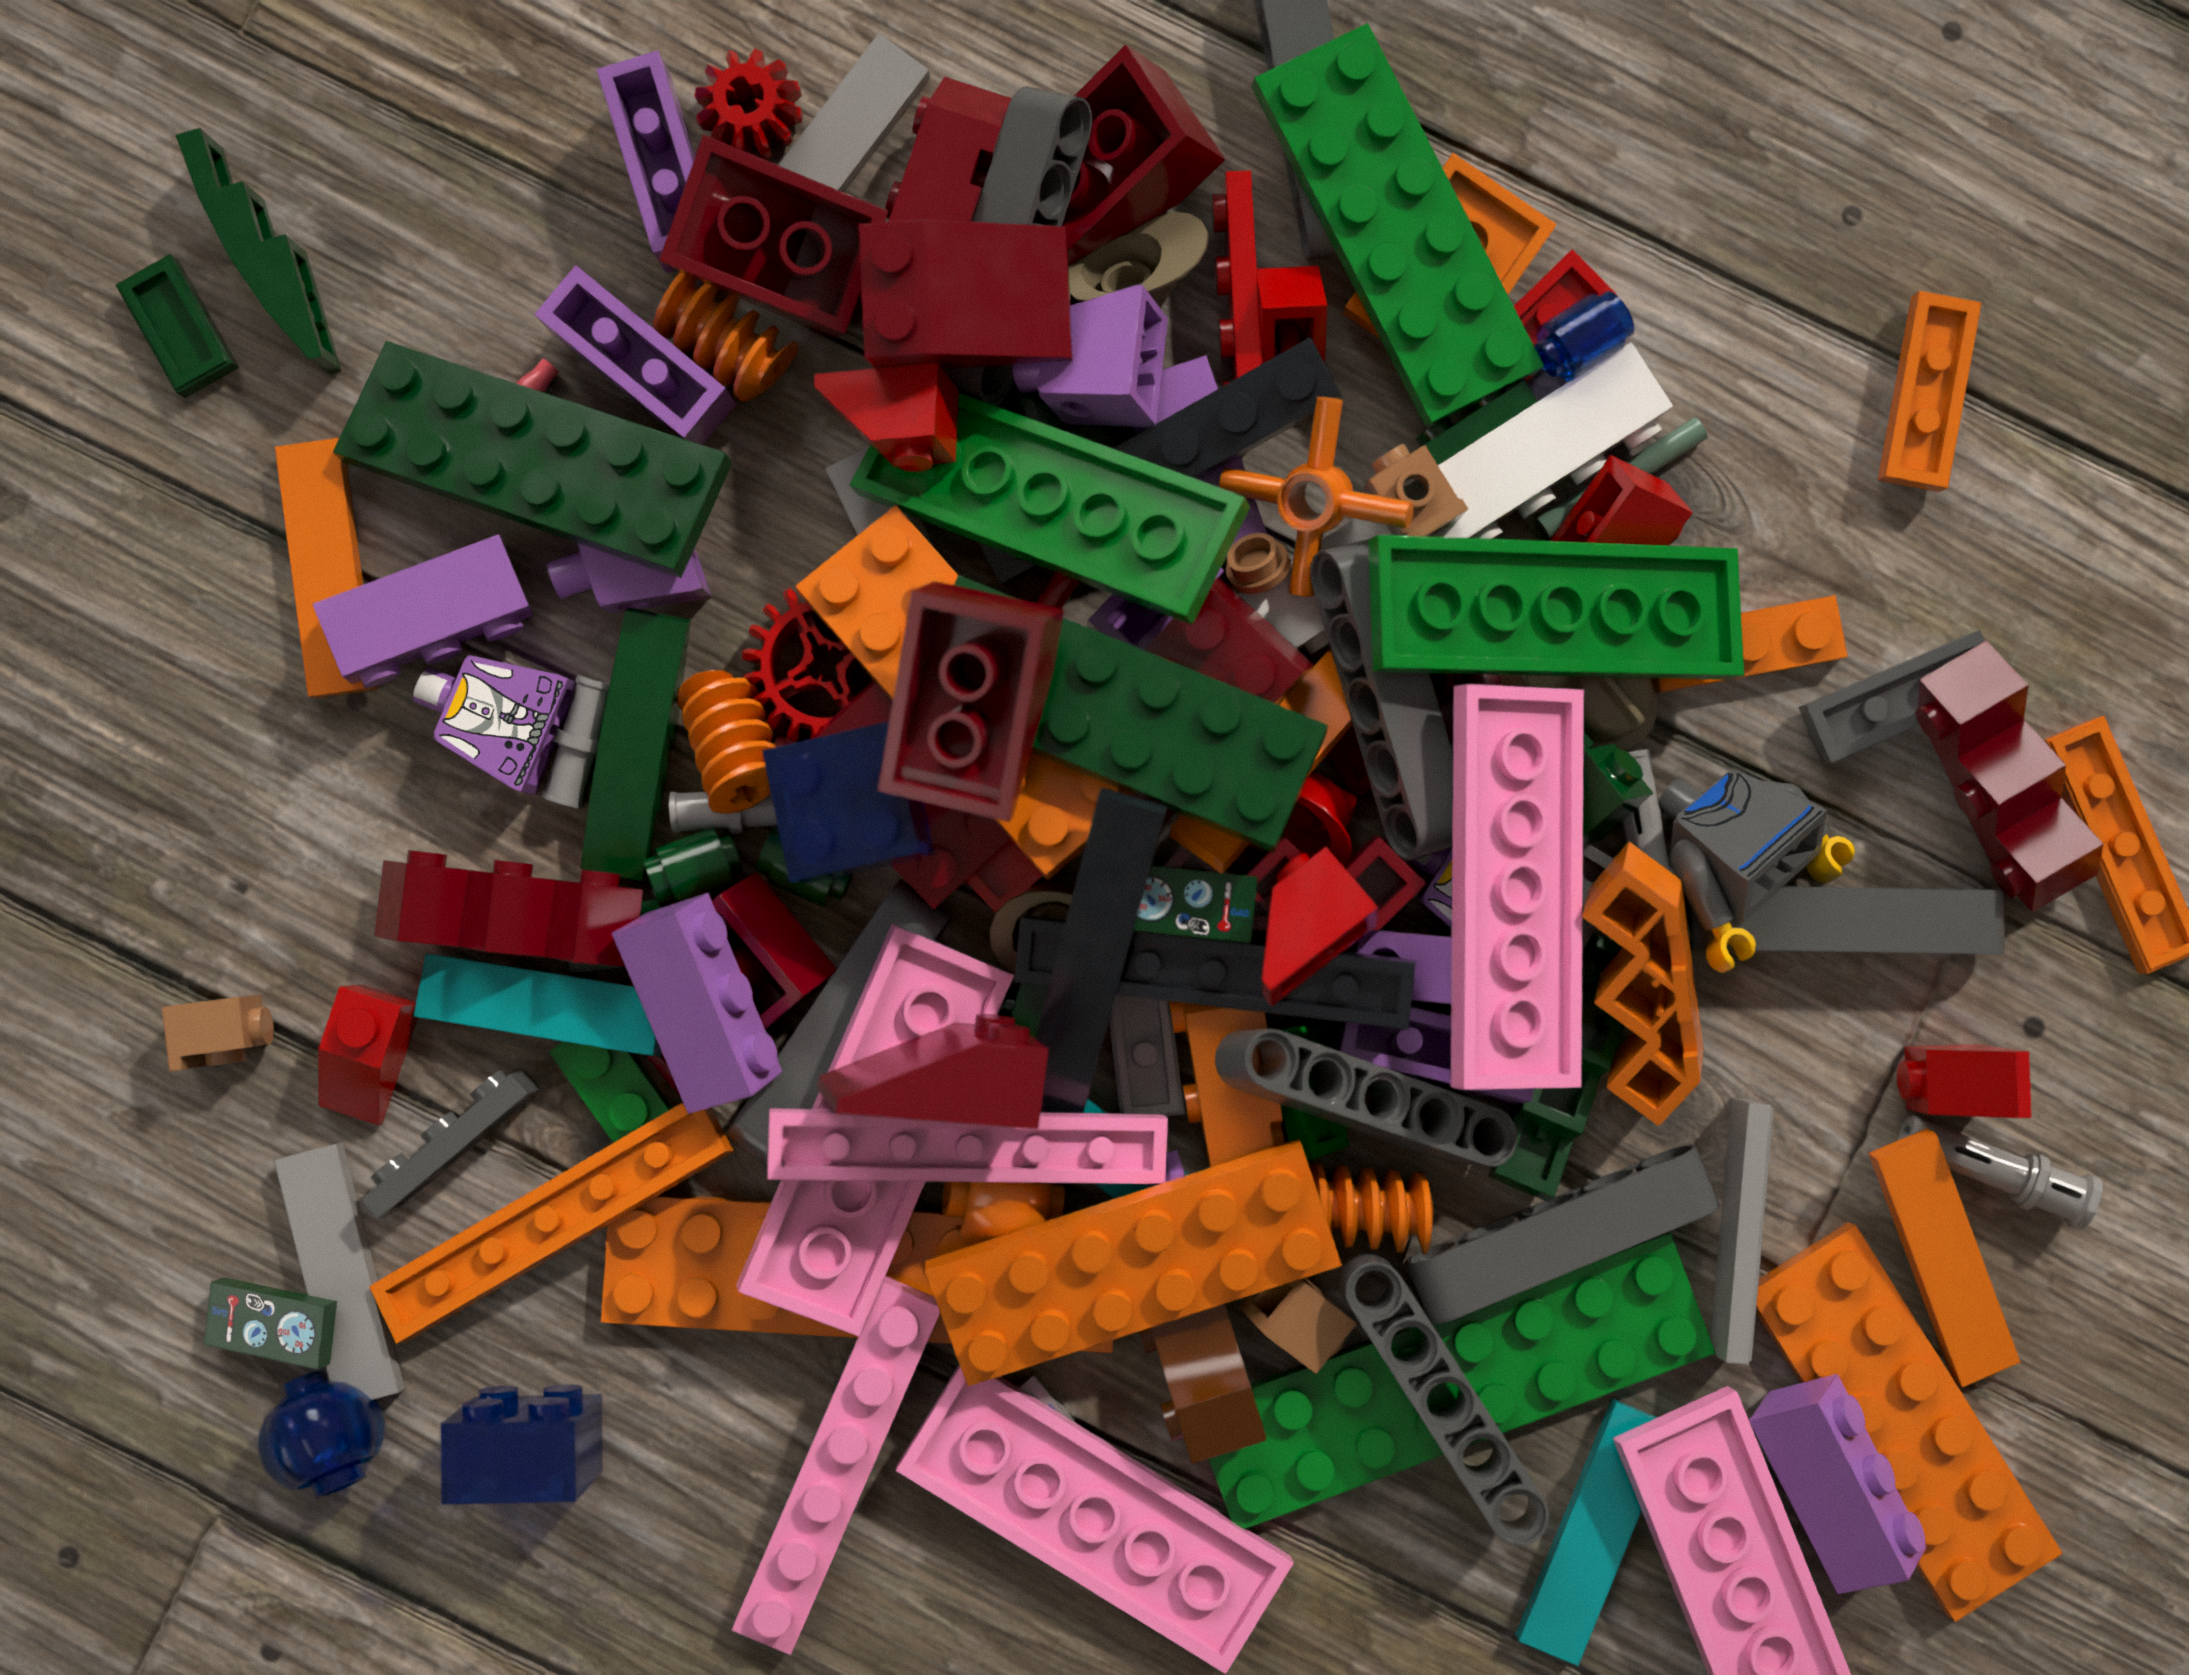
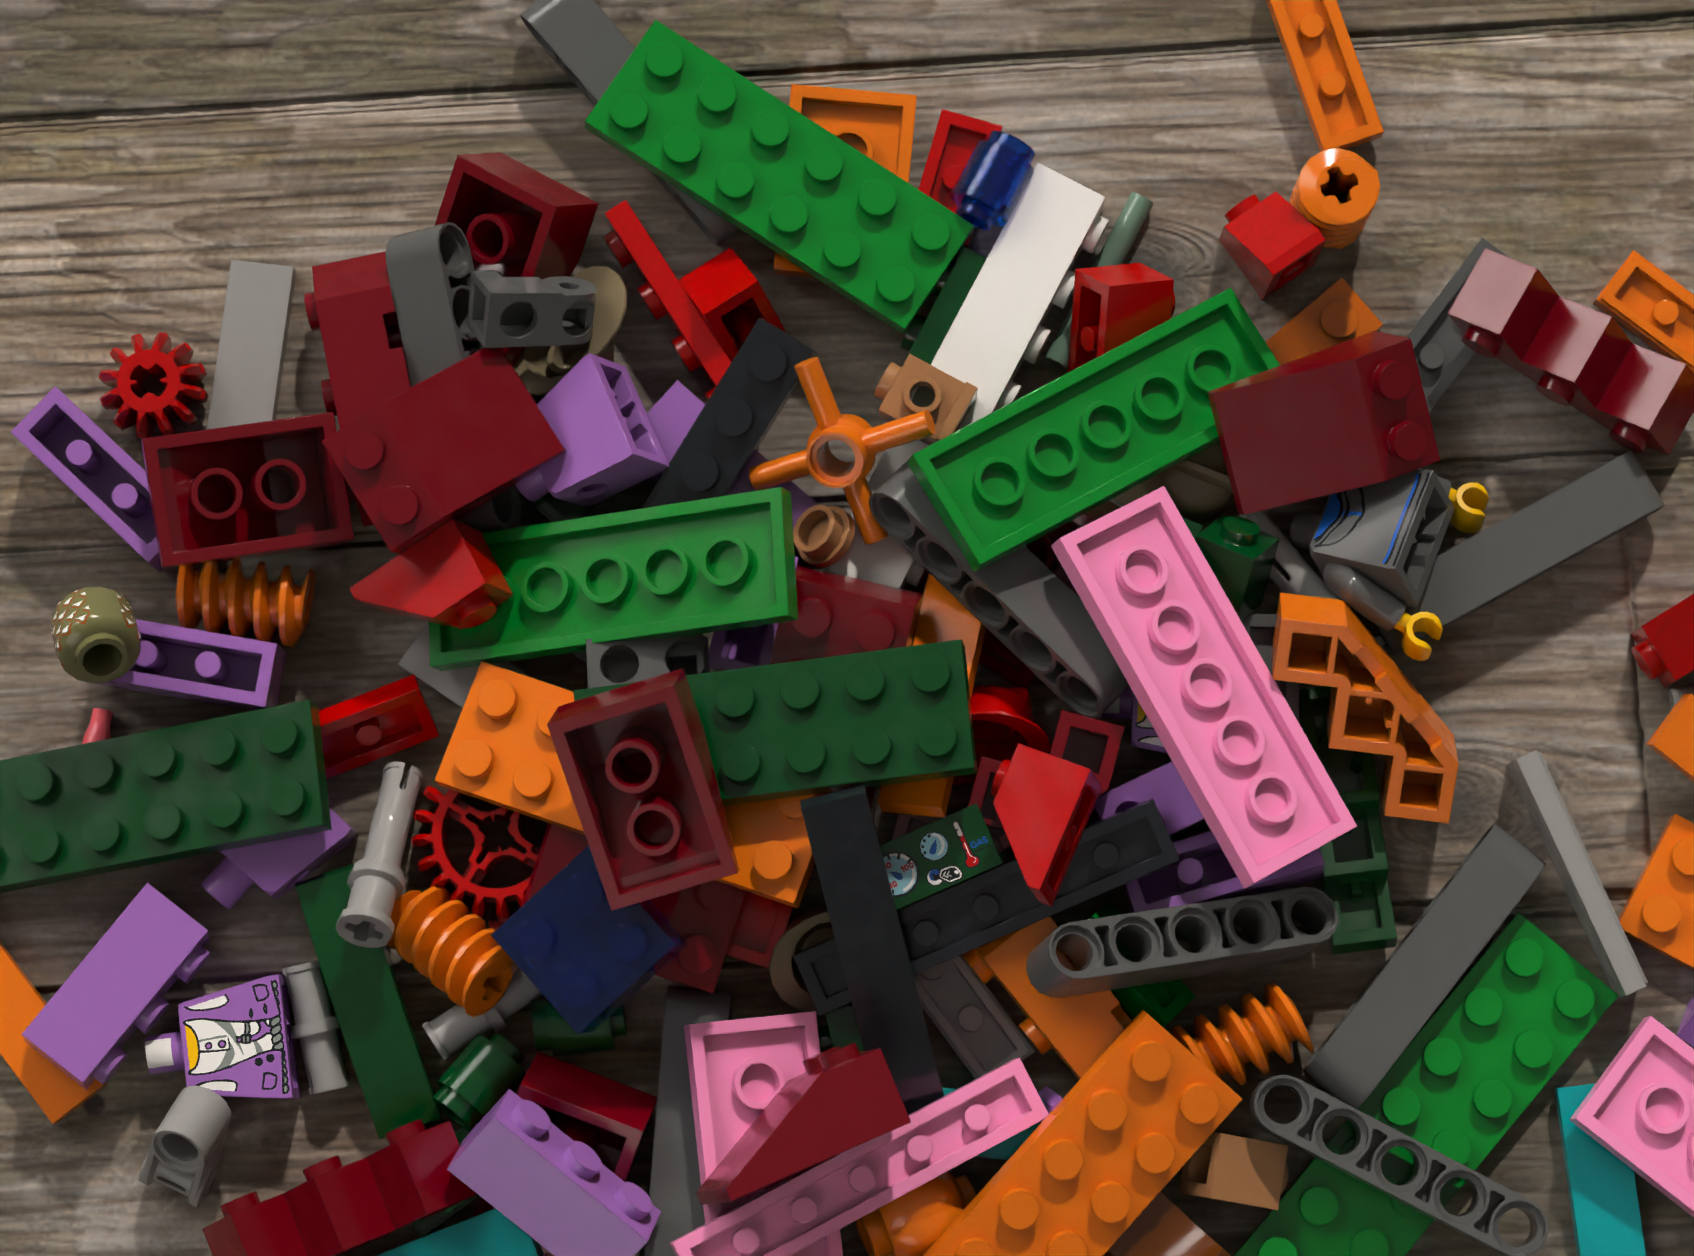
camera: 20 degrees left, 5 degrees down
(410, 782) = (189, 1144): none -> light grey piece
(565, 286) = (95, 634): none -> olive head
(699, 642) = (378, 877): none -> light grey pin
(773, 510) = (375, 725): none -> red plate
(1037, 583) = (646, 658): none -> dark grey leg
(1111, 216) = (530, 310): none -> dark grey leg
(1756, 715) = (1325, 423): none -> dark red slope
(1794, 529) = (1270, 242): none -> red slope
(1874, 520) = (1342, 178): none -> orange piece

